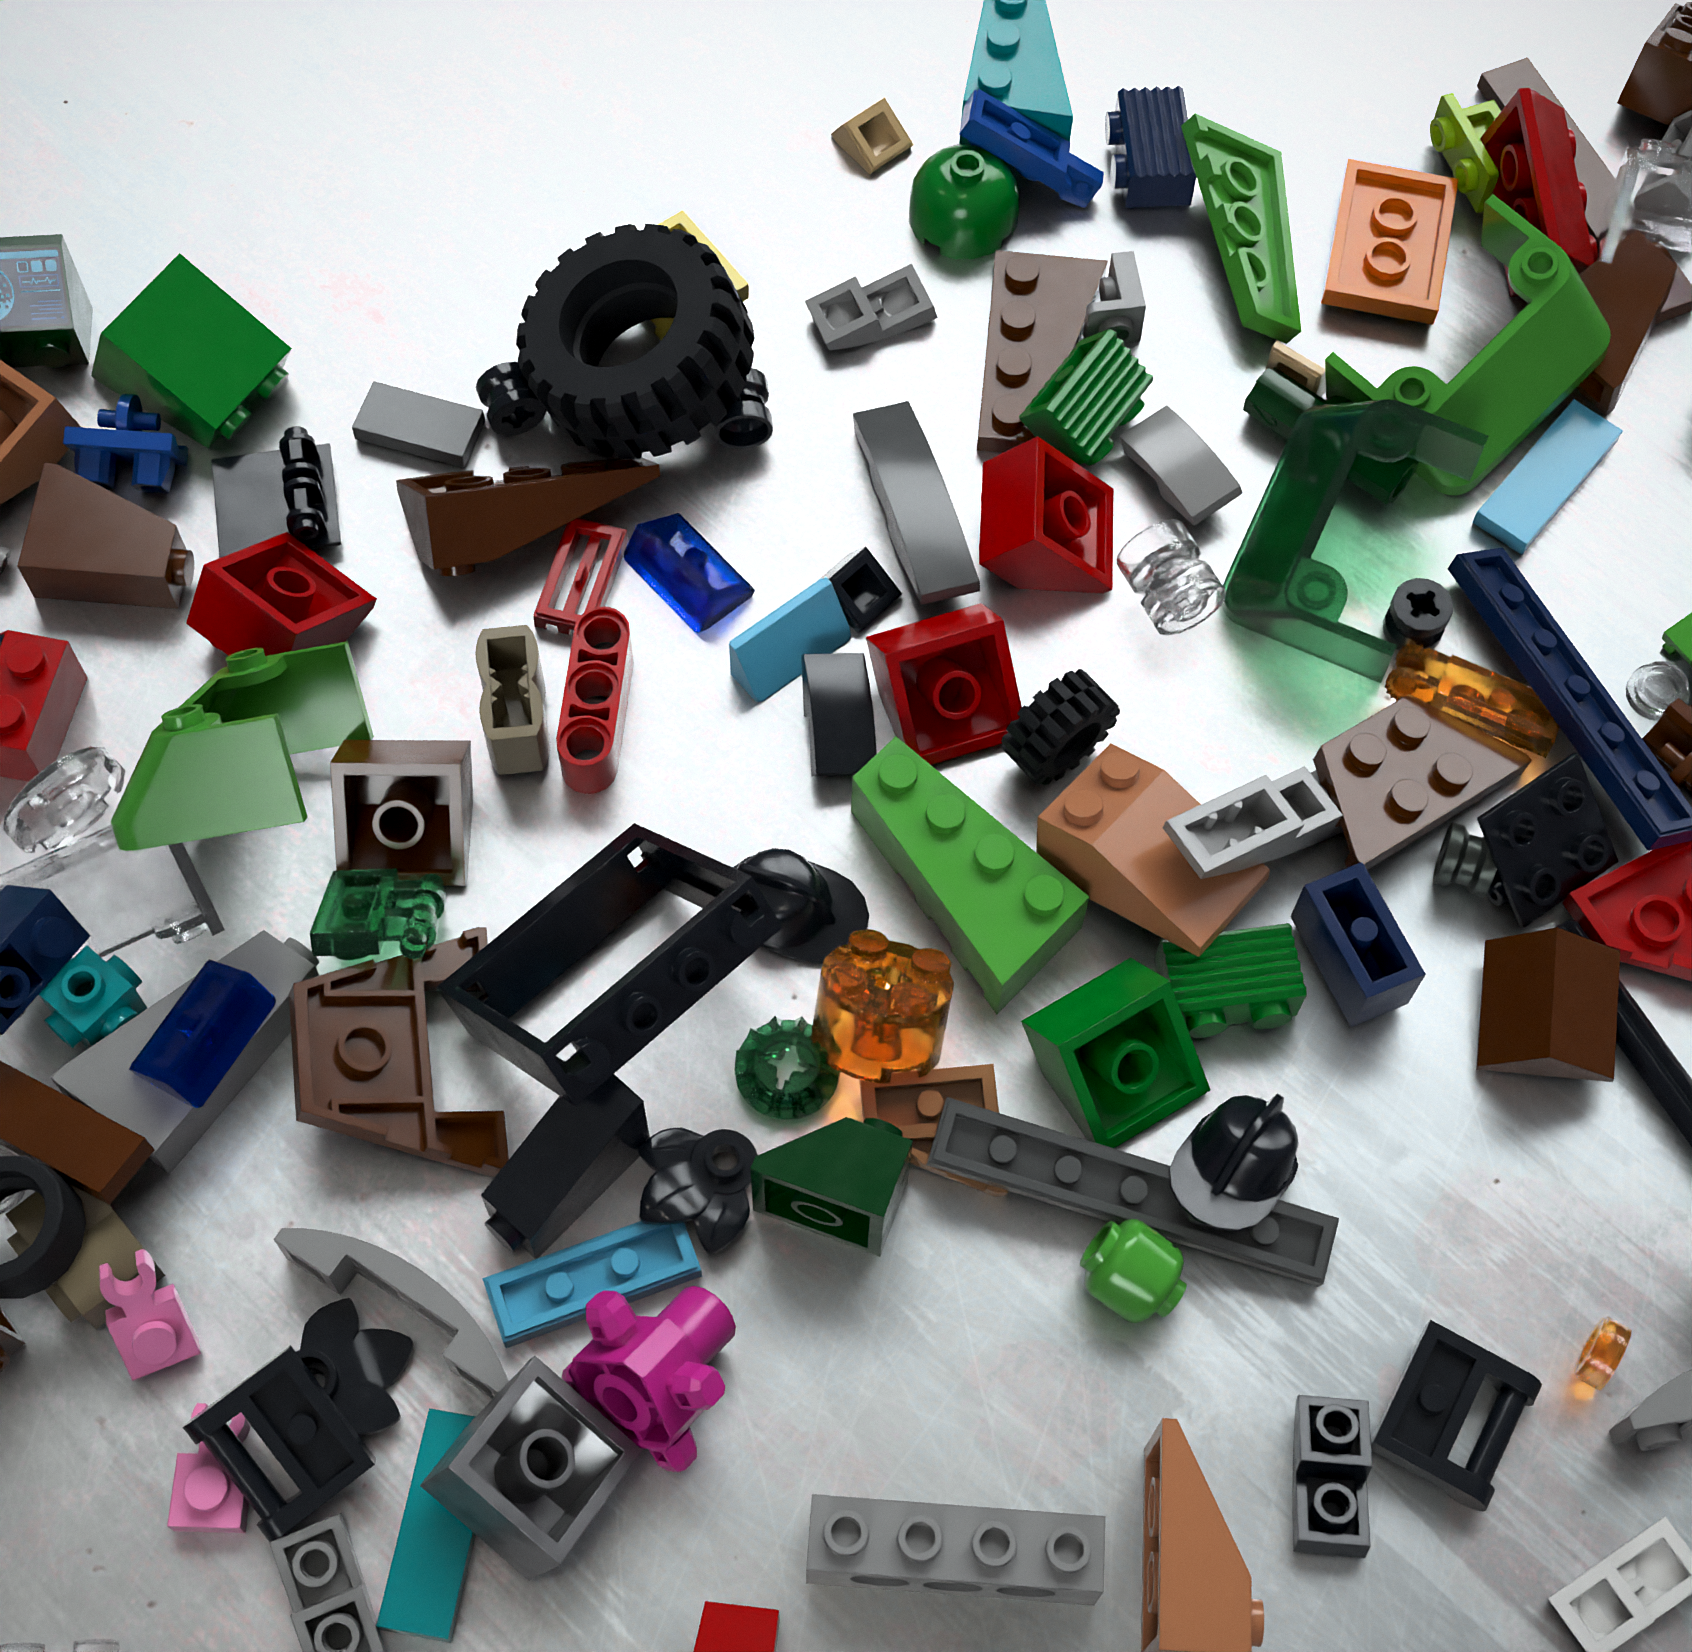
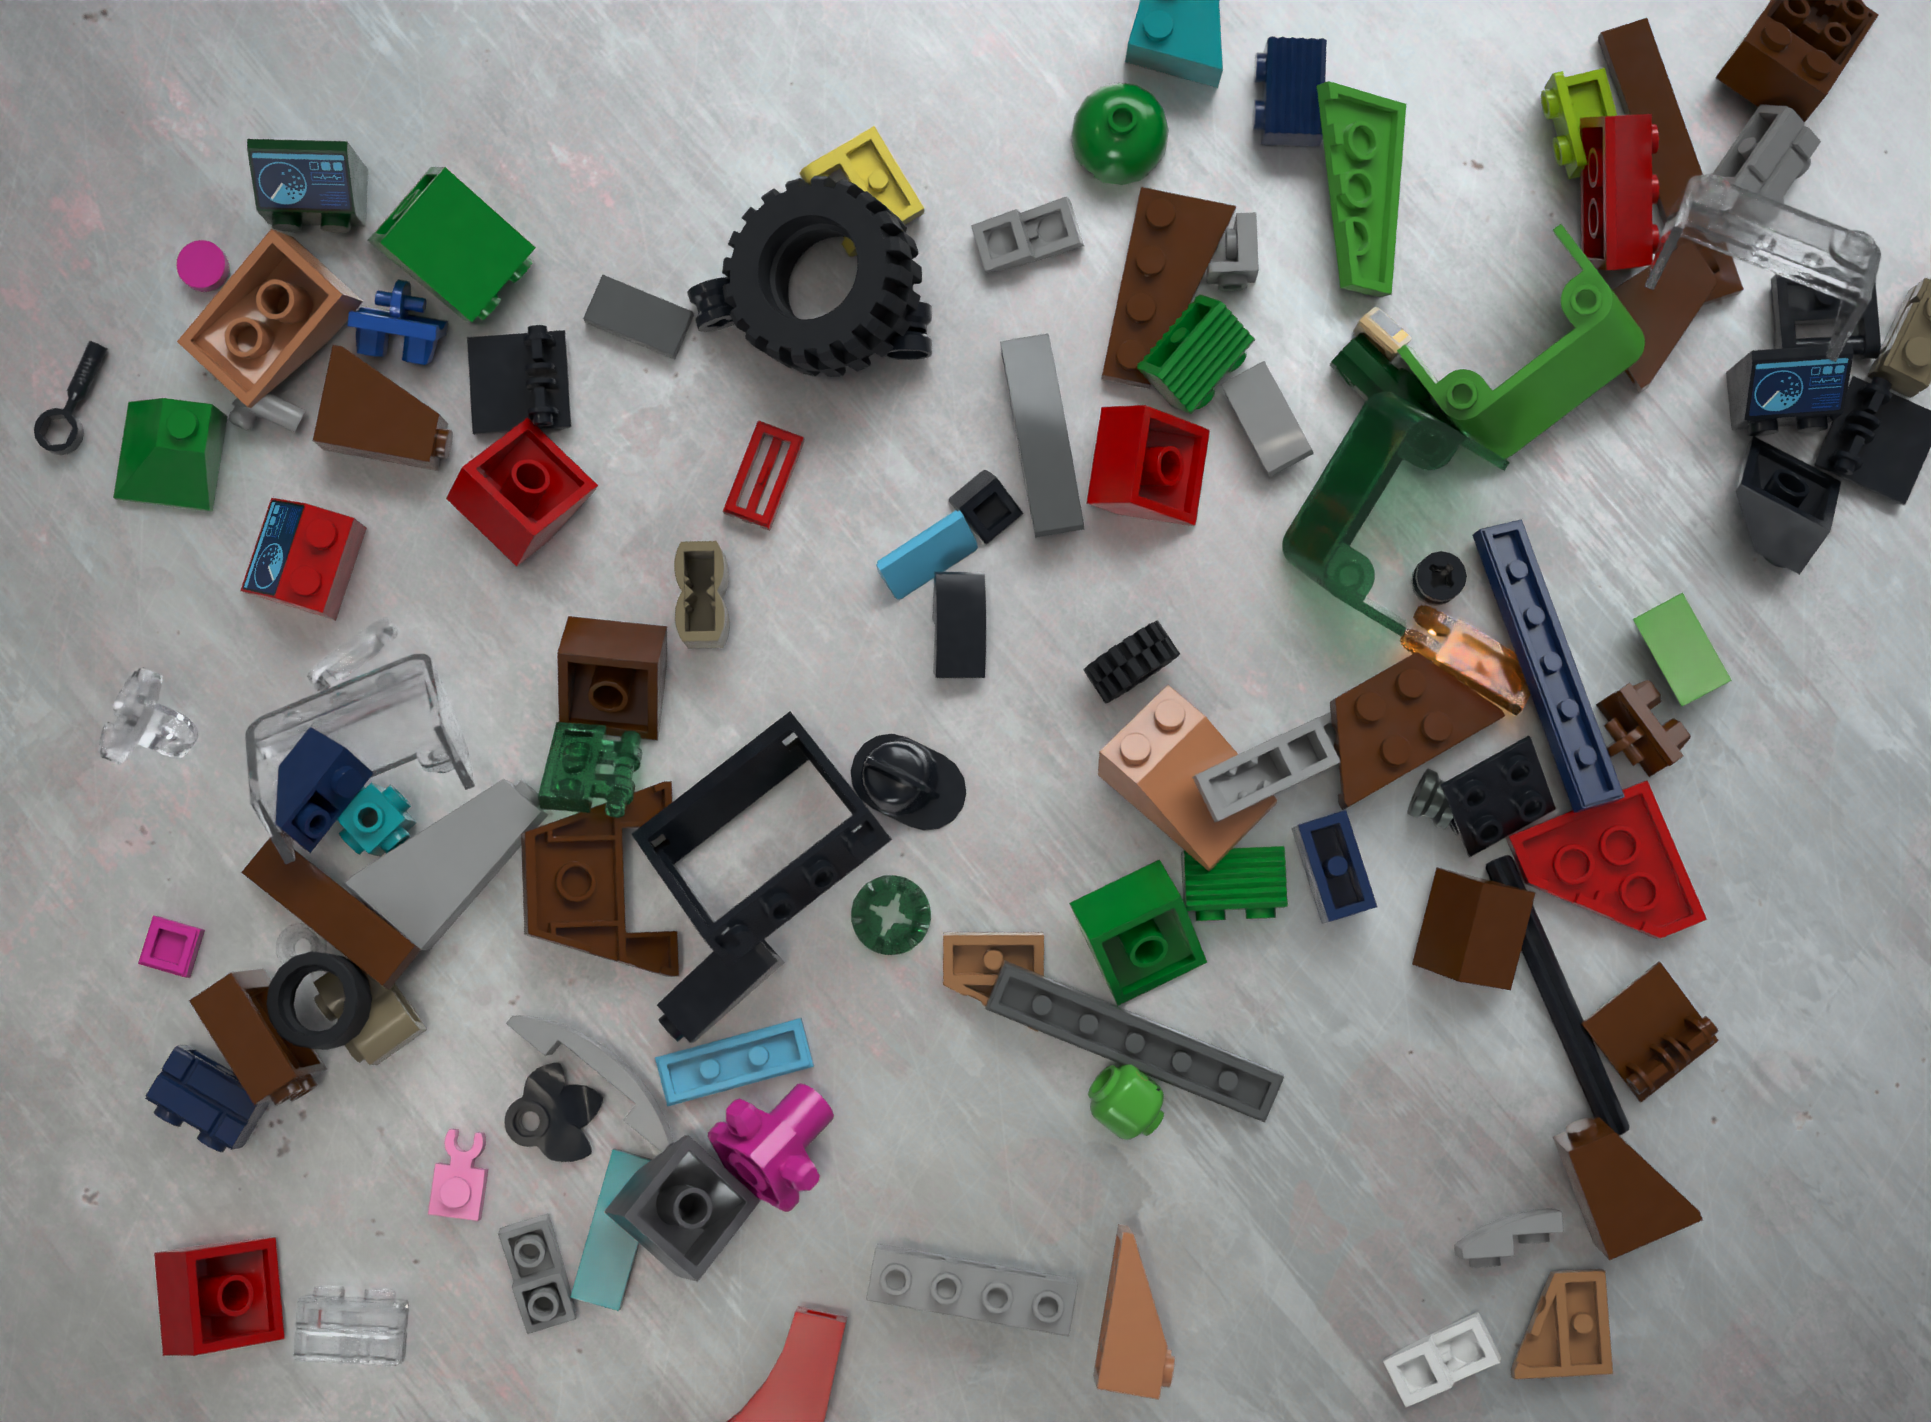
camera: 10 degrees right, 20 degrees up
(147, 1324) = (414, 1071): bright pink plate -> none
(204, 1033) = (457, 861): clear blue slope -> none
(226, 751) = (446, 687): bright green windscreen -> none
(298, 1428) = (520, 1161): black plate -> none
(477, 519) = (692, 415): reddish brown wedge -> none
(602, 724) = (765, 570): red beam -> none
(686, 571) = (850, 476): clear blue slope -> none
(693, 1188) = (811, 1007): black plate -> none
(836, 1181) = (920, 1021): dark green slope -> none
(873, 136) = (1048, 50): tan slope -> none
(882, 1007) = (964, 888): clear orange brick -> none
(947, 682) = (1048, 606): red slope -> none
(968, 872) = (1047, 780): bright green wedge -> none
(1029, 148) = (1179, 91): blue hinge -> none
(1168, 570) = (1241, 528): clear wheel -> none
(1236, 1163) = (1212, 1031): black piece -> none
(1331, 1476) = (1246, 1259): black slope -> none
(1390, 241) = (1485, 206): orange plate -> none
(1434, 1403) = (1329, 1217): black plate -> none
(1547, 476) = (1575, 452): medium azure tile -> none
(1602, 1352) = (1457, 1195): clear orange tile -> none
(1655, 688) = (1620, 662): clear plate -> none

